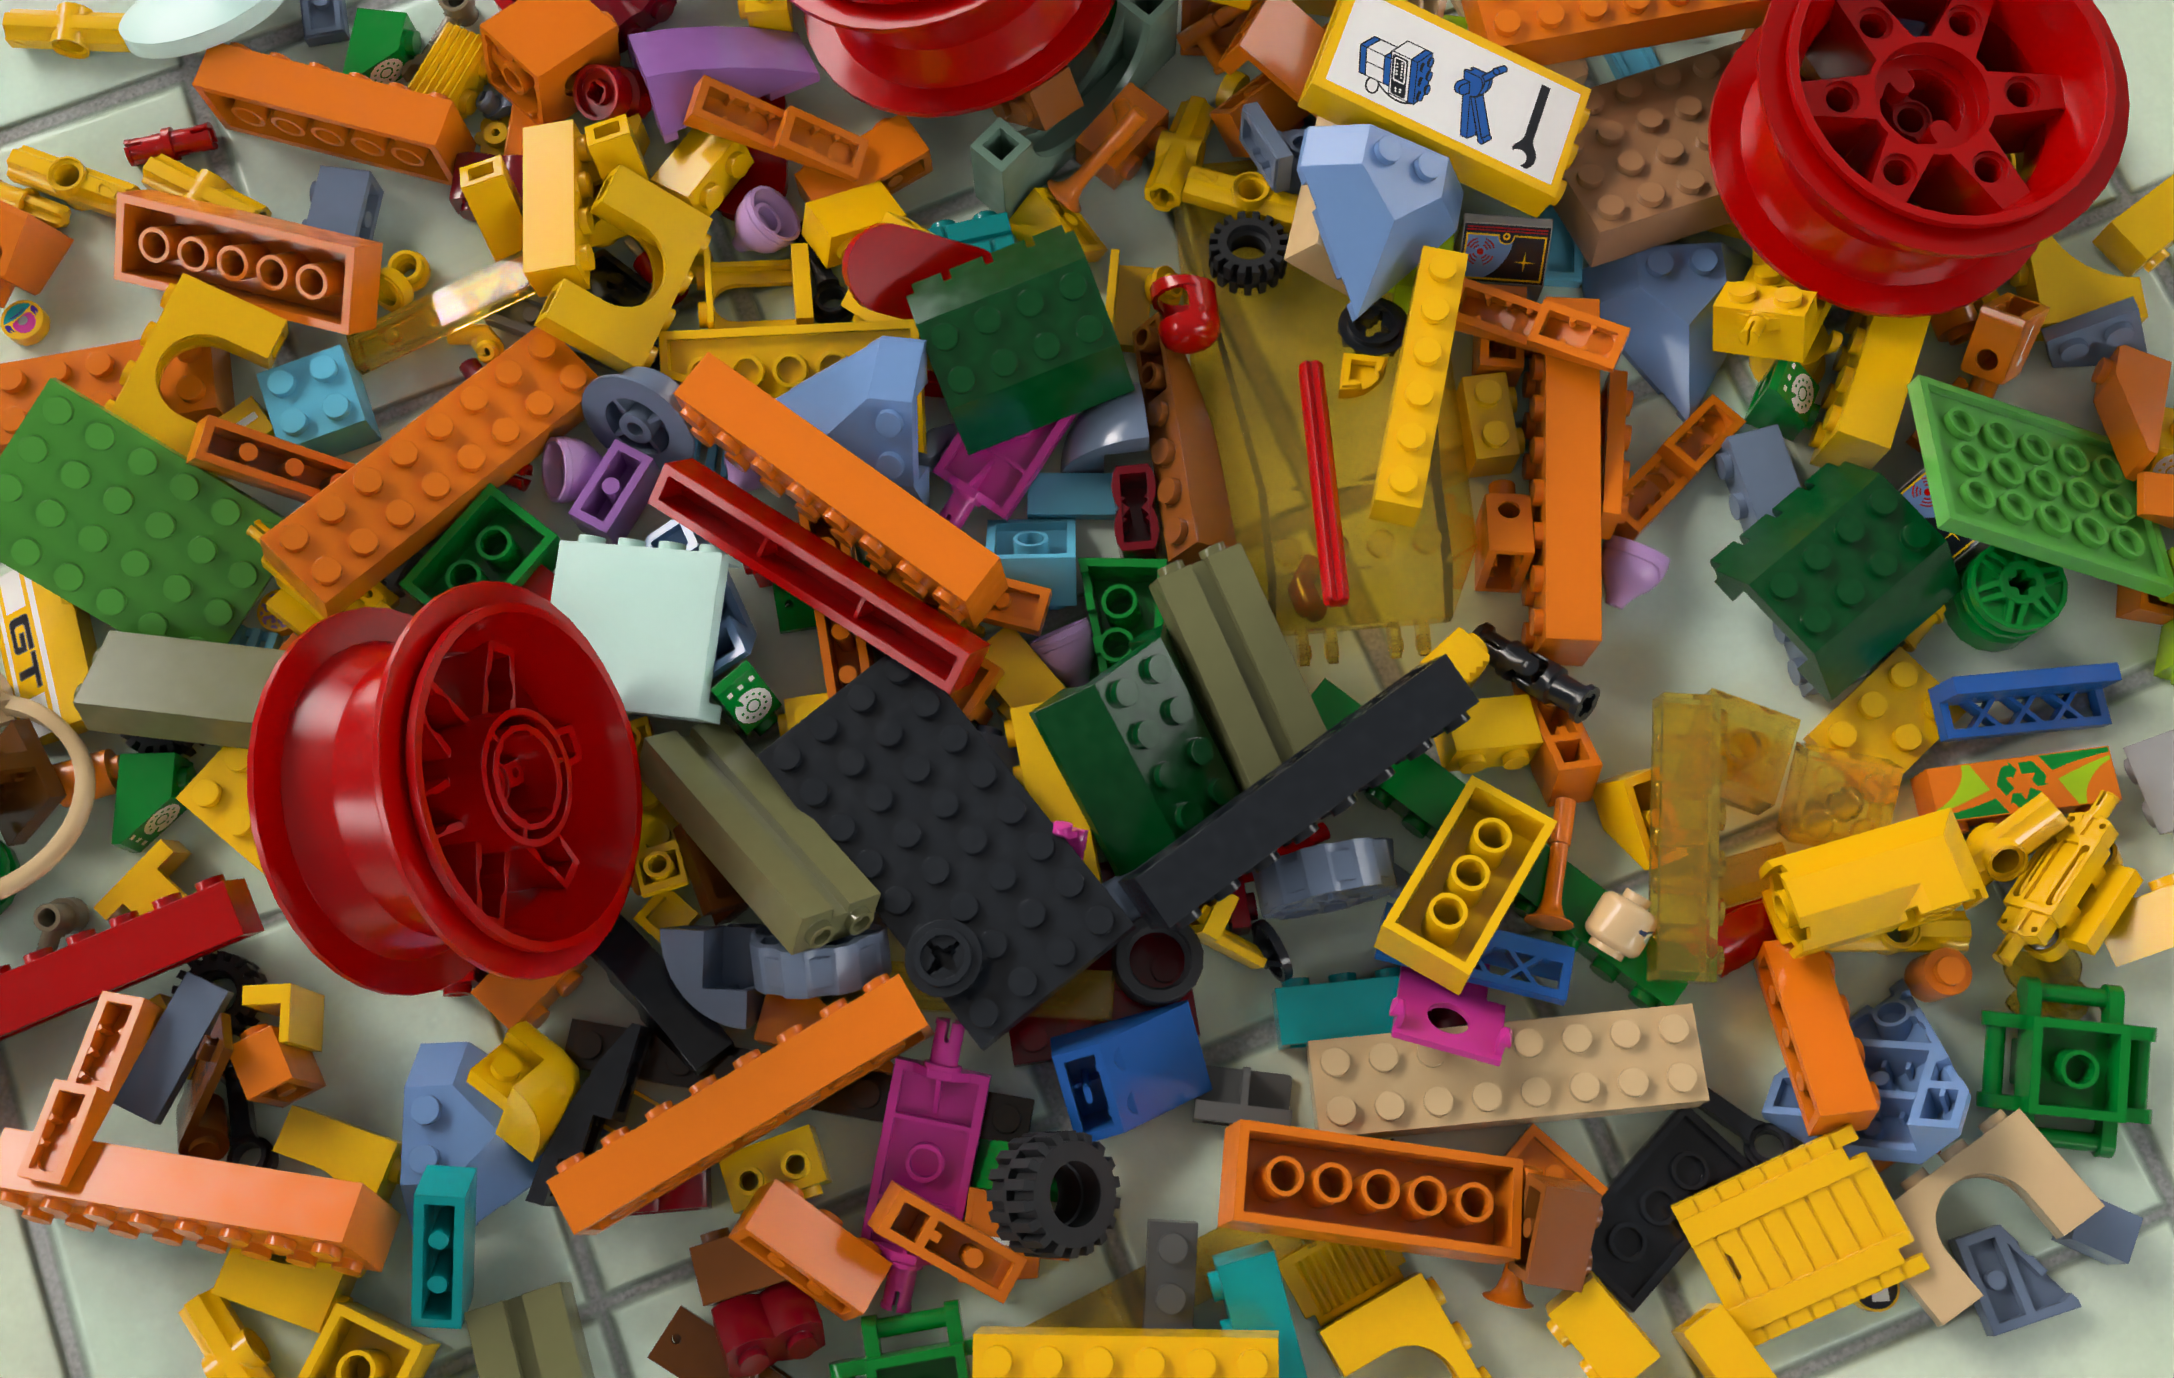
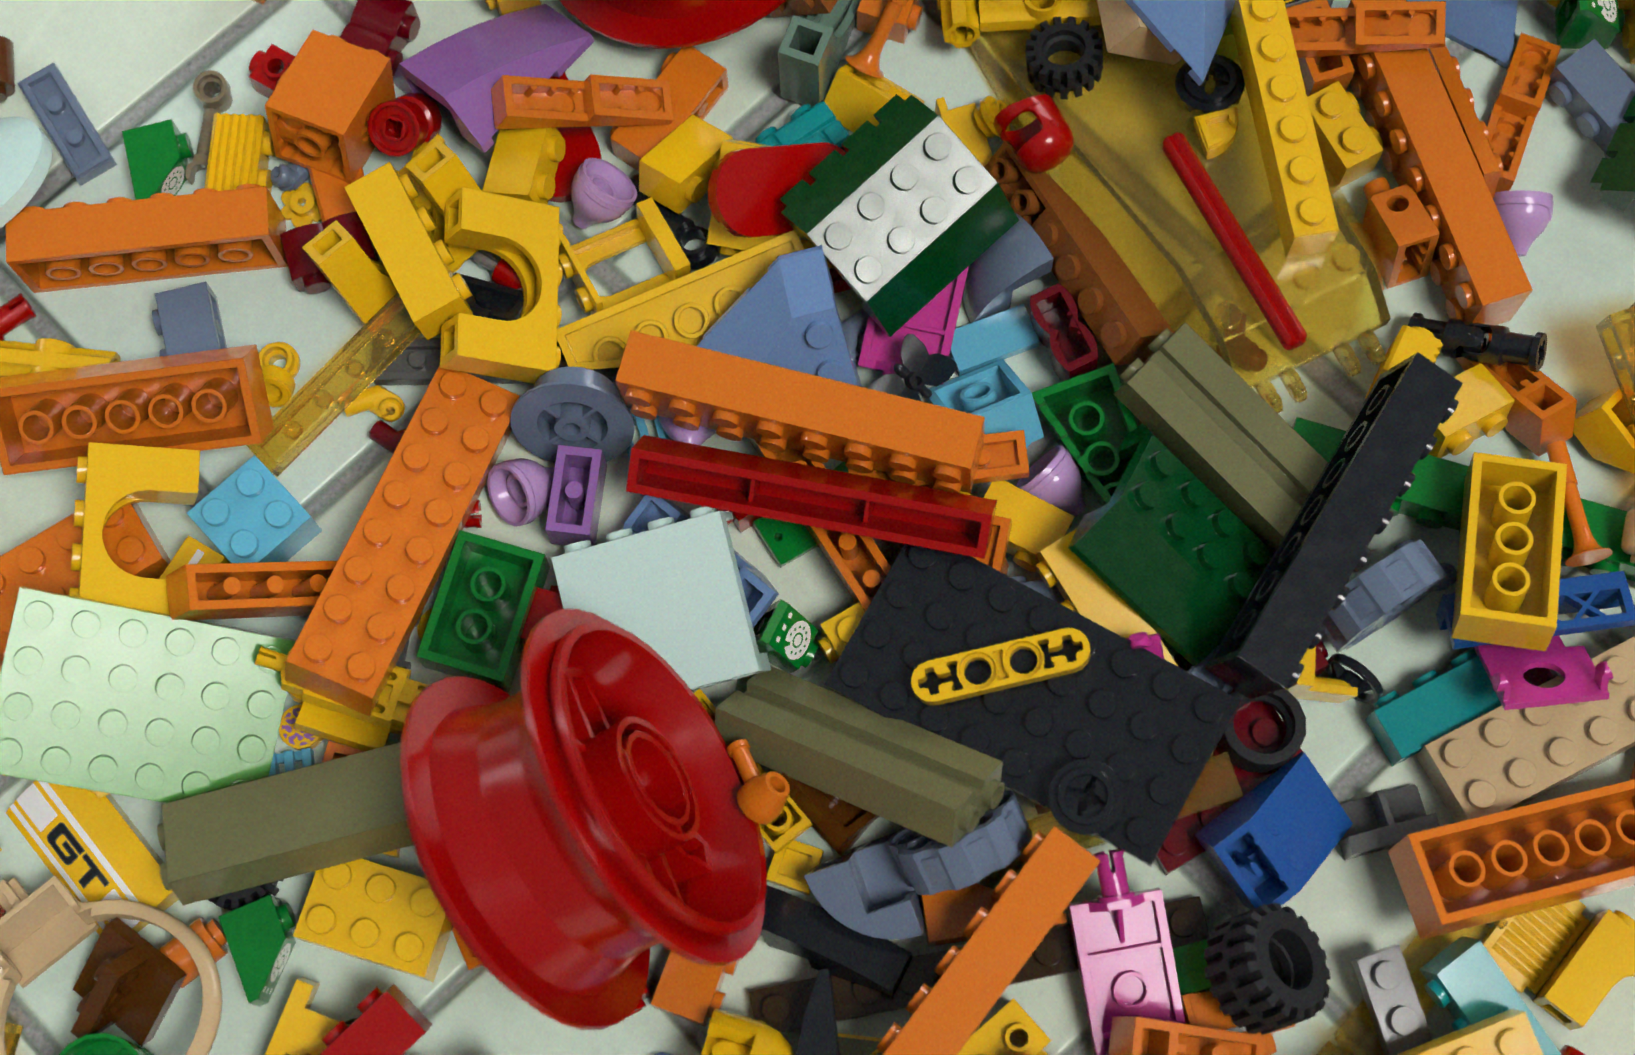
camera: 20 degrees left, 0 degrees up
(647, 836) = (761, 795): none -> orange bar
(921, 796) = (999, 658): none -> yellow beam
(974, 498) = (916, 371): none -> black piece

